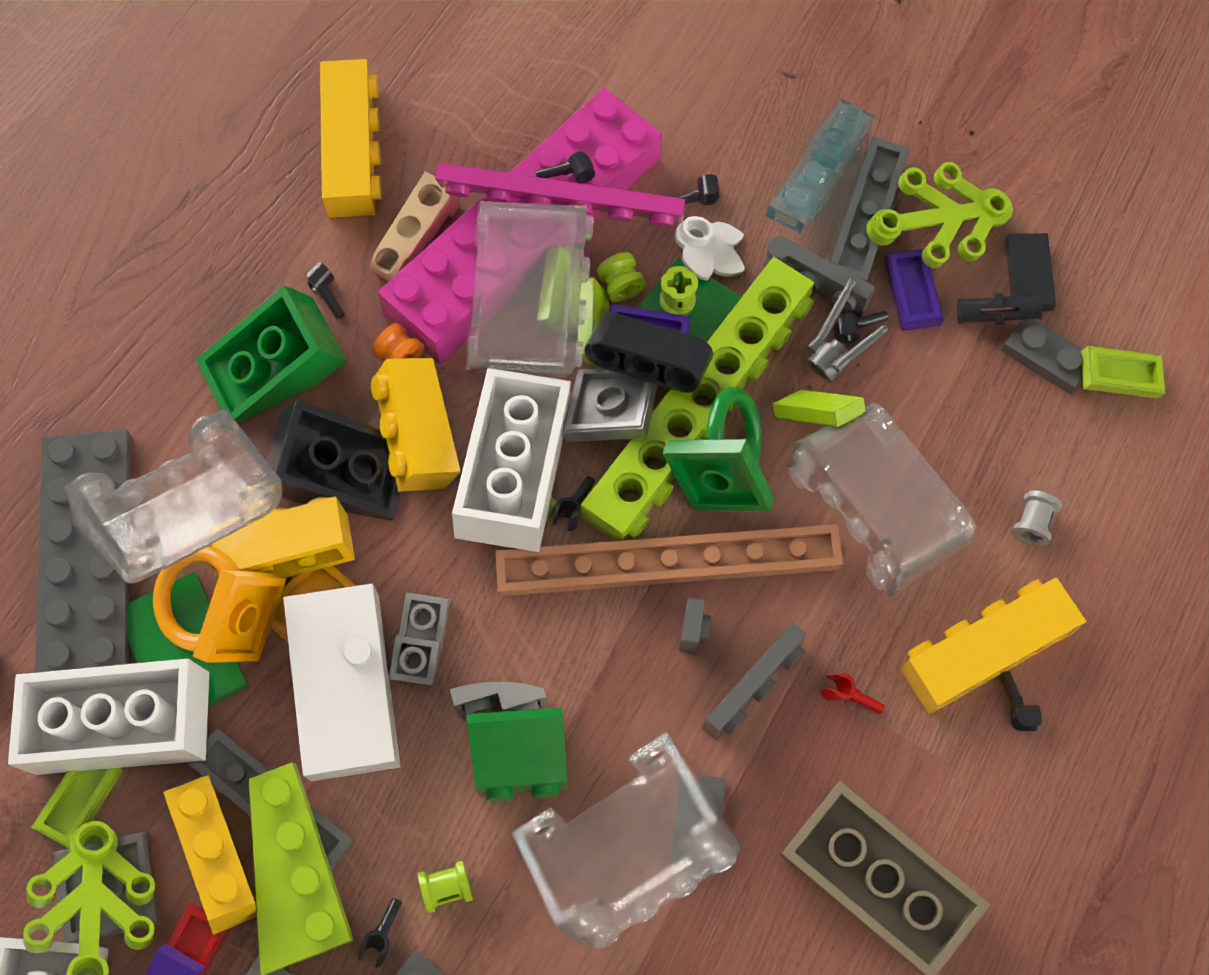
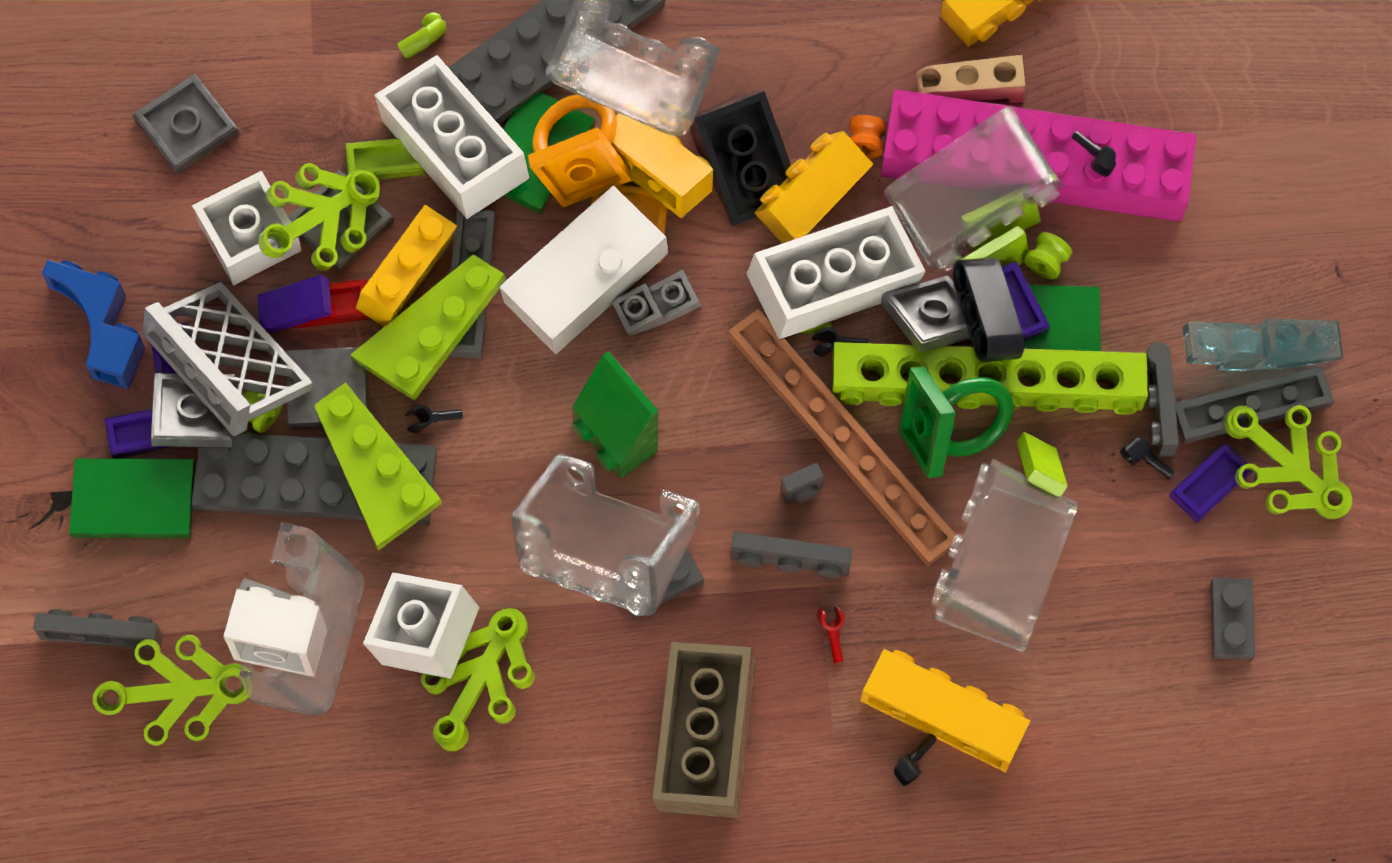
camera: 55 degrees right, 0 degrees up
(271, 355) = (794, 54): green slope -> none
(318, 279) = (881, 44): black hand -> none
(445, 886) = (492, 436): lime bush -> none
(503, 186) = (1073, 175): dark pink plate -> none
(511, 695) = (654, 385): light grey slope -> none
(686, 285) = (1064, 312): lime bush -> none
(707, 191) = (1174, 274): black hand -> none
(709, 247) = (1126, 311): white plate -> none
(833, 357) = (1096, 452): dark grey plant -> none
(1029, 308) = (1238, 554): black pin -> none
(1030, 267) = (1297, 563): black tile -> none
(1037, 518) = (1076, 686): light grey bush -> none
(1122, 372) = (1257, 683): lime tile -> none

